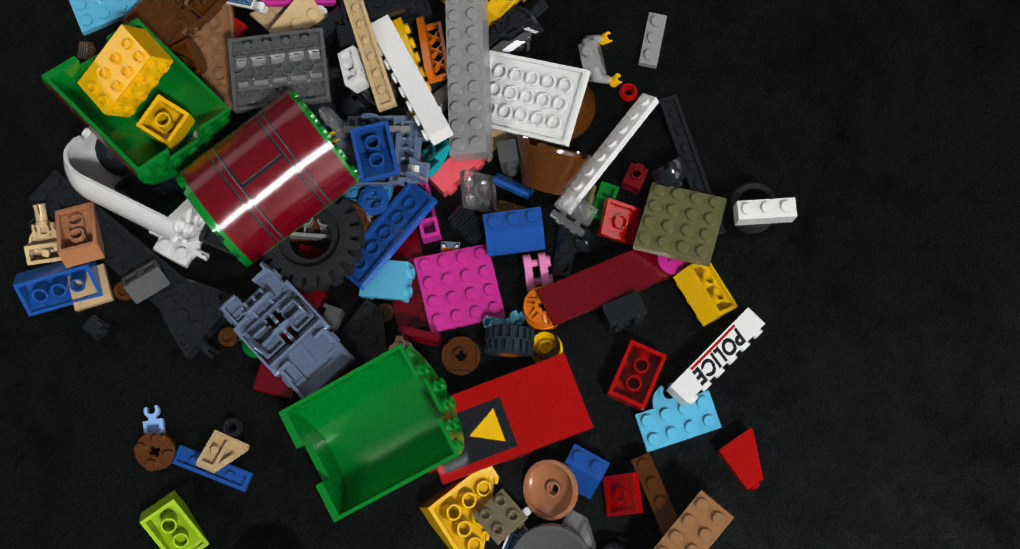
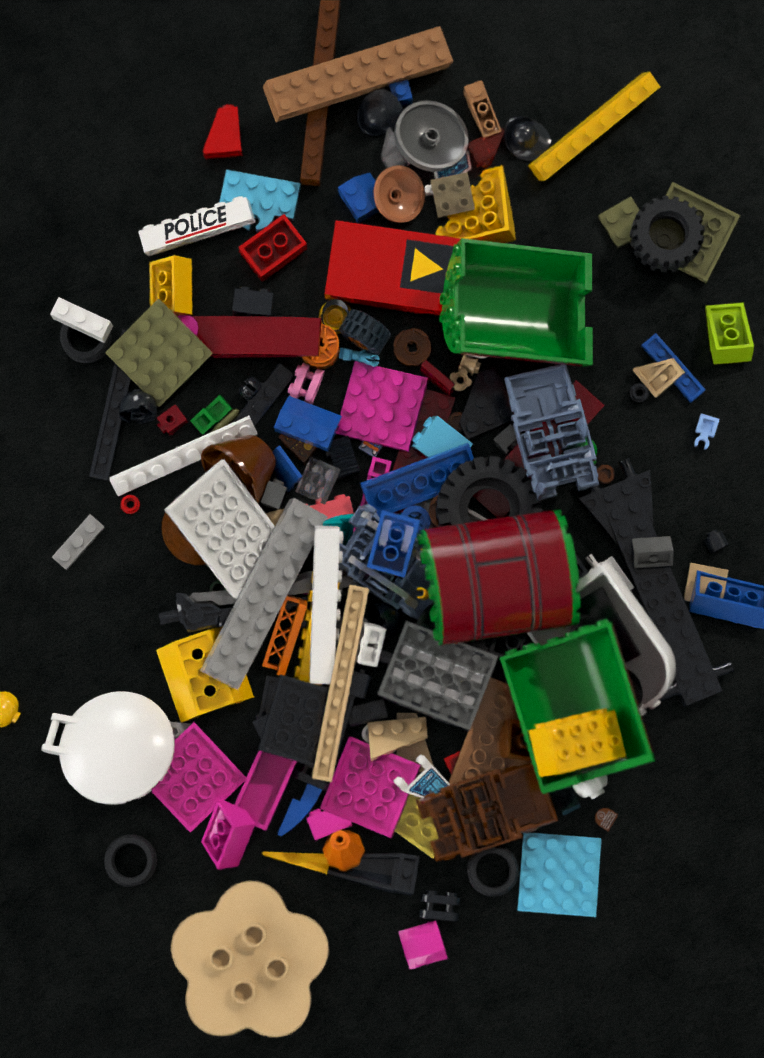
camera: 150 degrees left, 5 degrees up
(42, 240) = (726, 640): tan brick -> none
(78, 235) = (691, 625): nougat slope -> none
(120, 292) = (679, 566): reddish brown tile -> none
(147, 458) = (718, 397): reddish brown plate -> none
(165, 122) = (564, 683): yellow brick -> none
(331, 118) = (414, 609): clear gear -> none
(576, 208) = (241, 414): clear plate -> none
(593, 59) = (144, 550): light grey torso -> none
(619, 221) = (209, 387): red plate -> none
(622, 494) = (341, 158): red plate -> none

